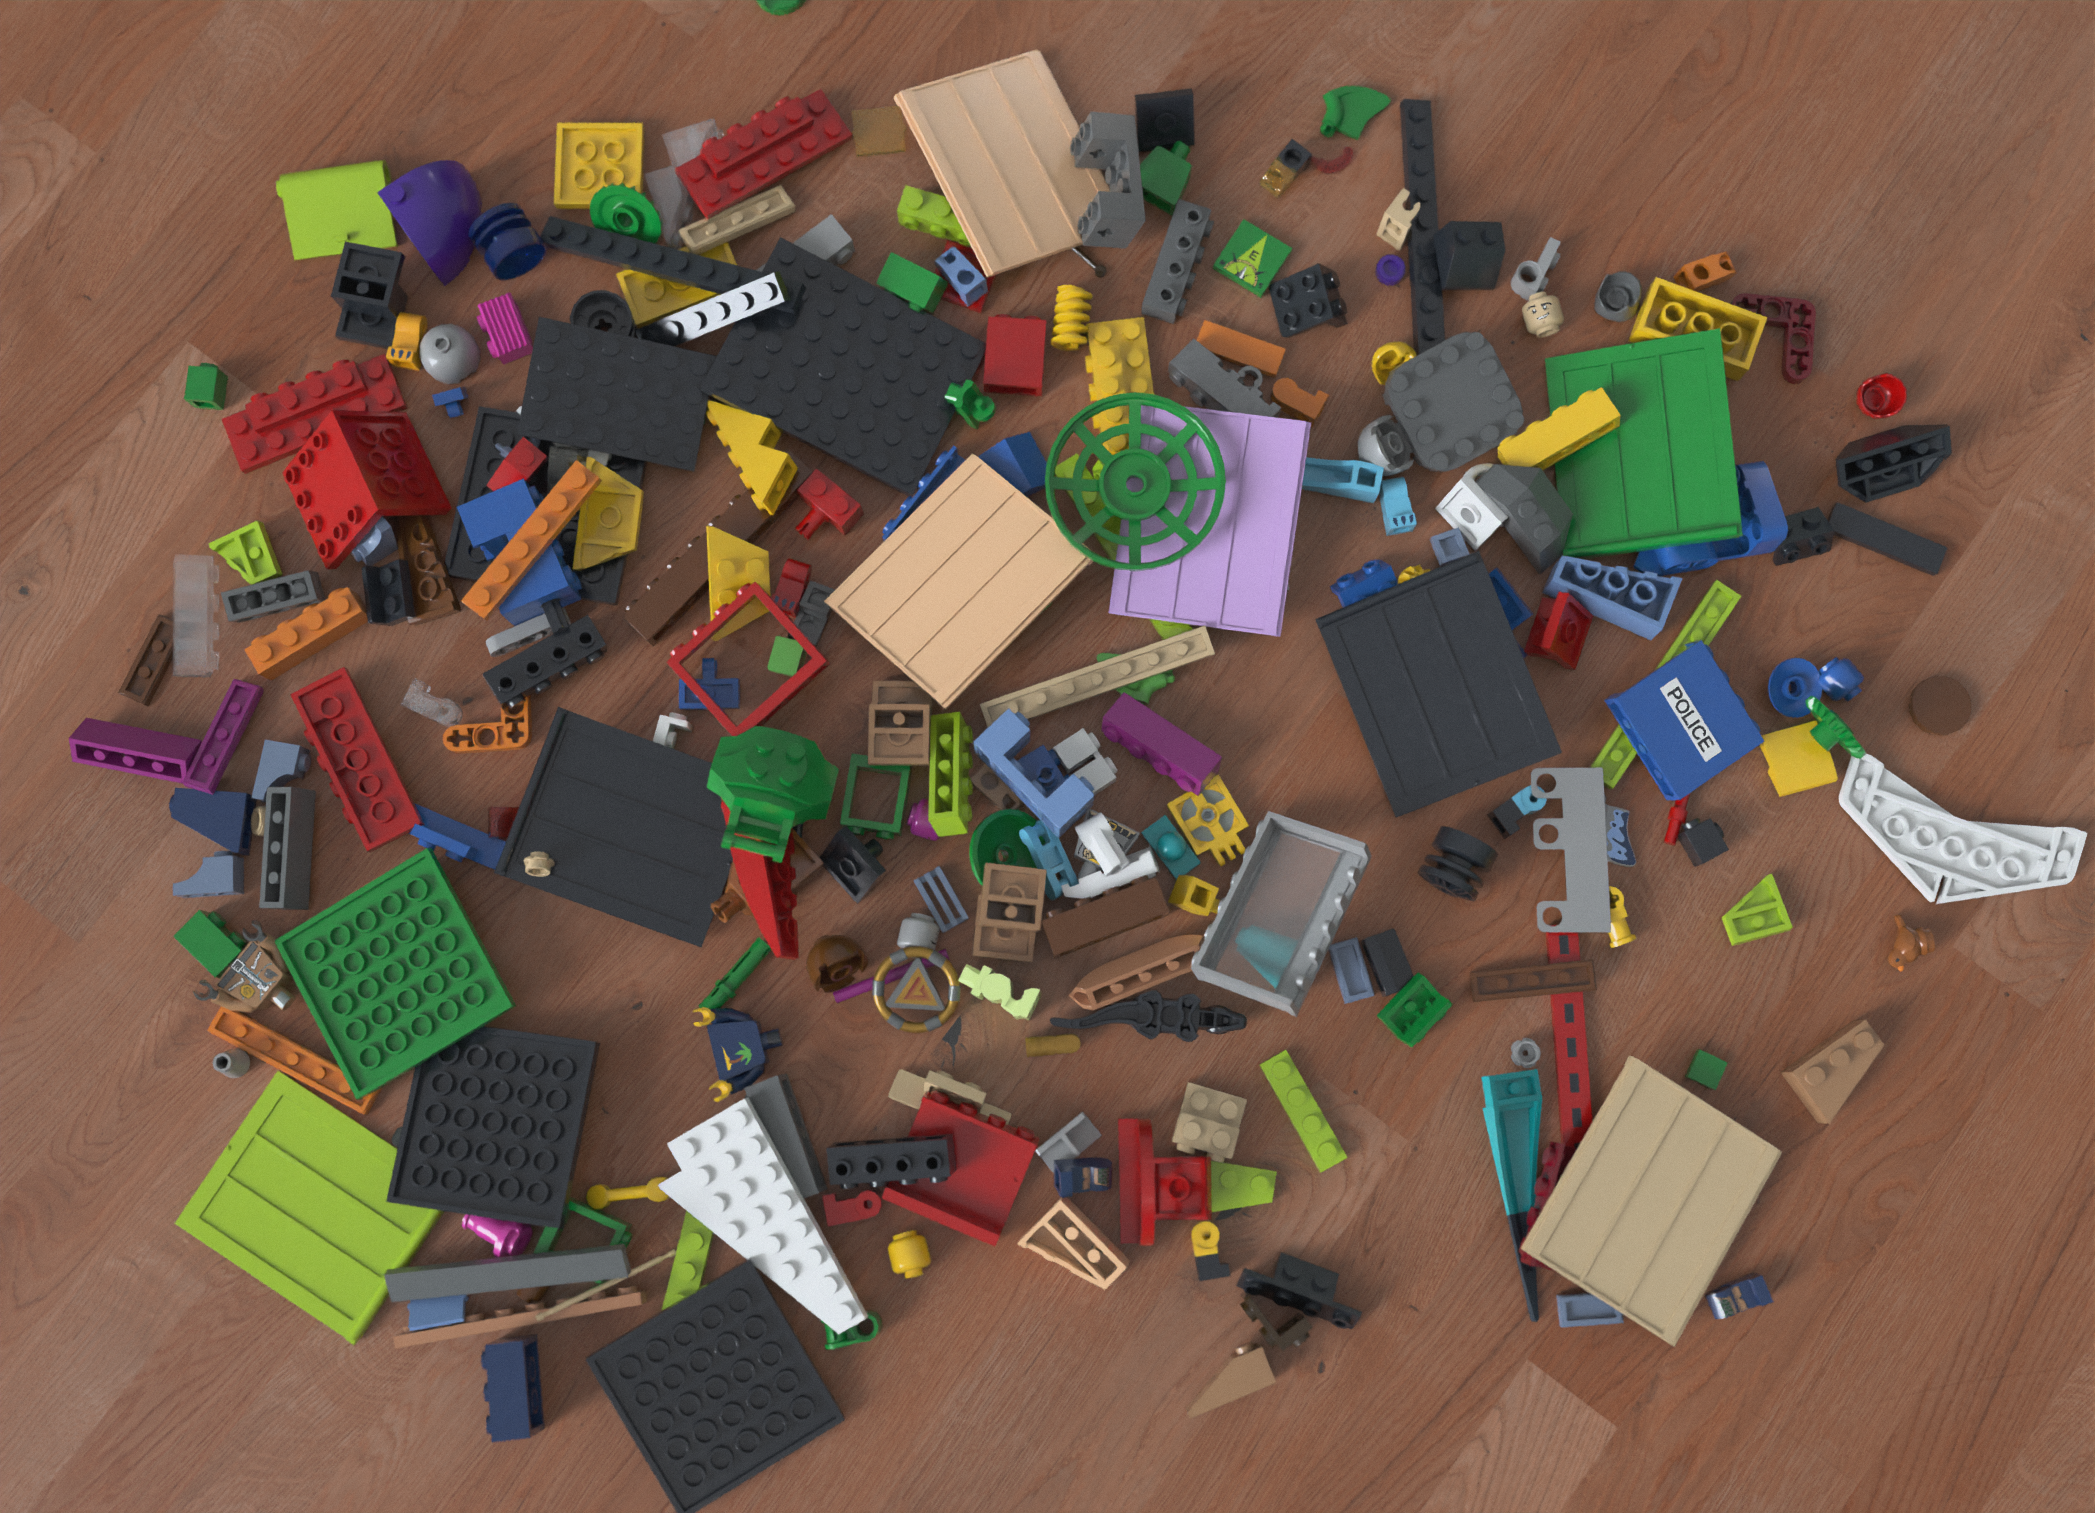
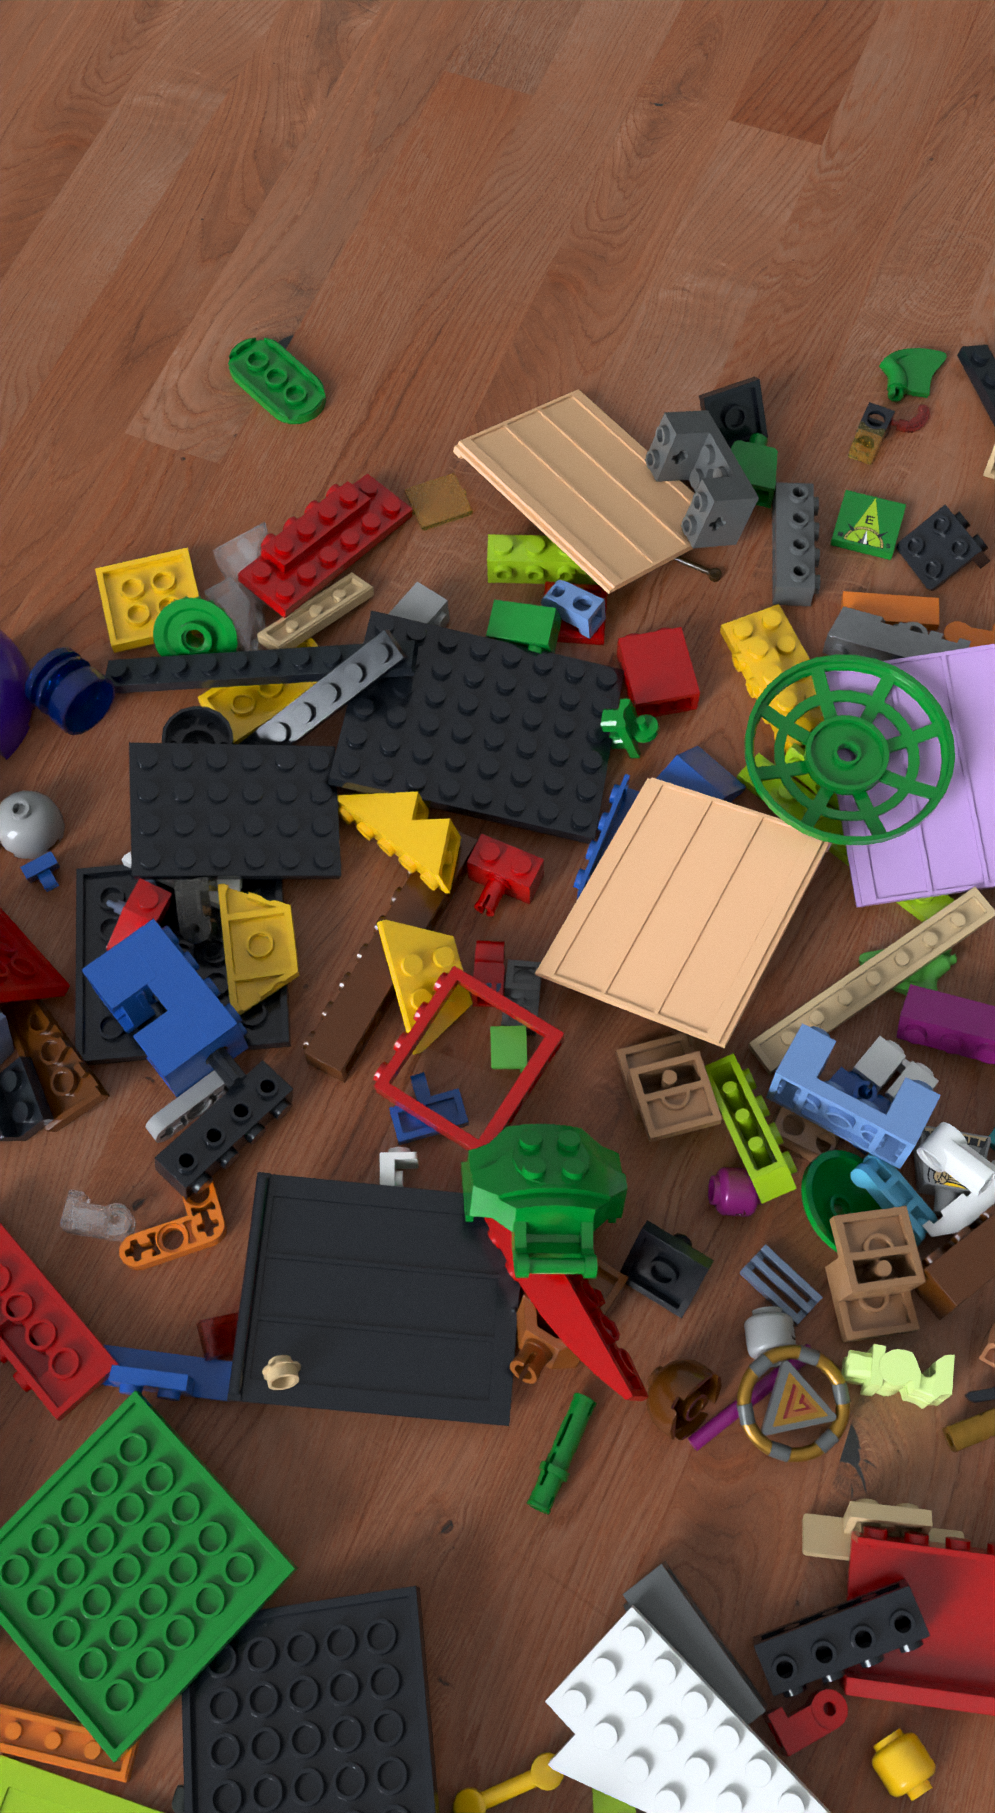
camera: 15 degrees left, 15 degrees down
(506, 328) = (87, 781): dark pink brick -> none
(531, 540) = (179, 985): orange plate -> none
(737, 1047) = (594, 1544): dark blue torso -> none
(859, 826) = (638, 1147): green window -> none
(1069, 317) = (704, 621): yellow piece -> none

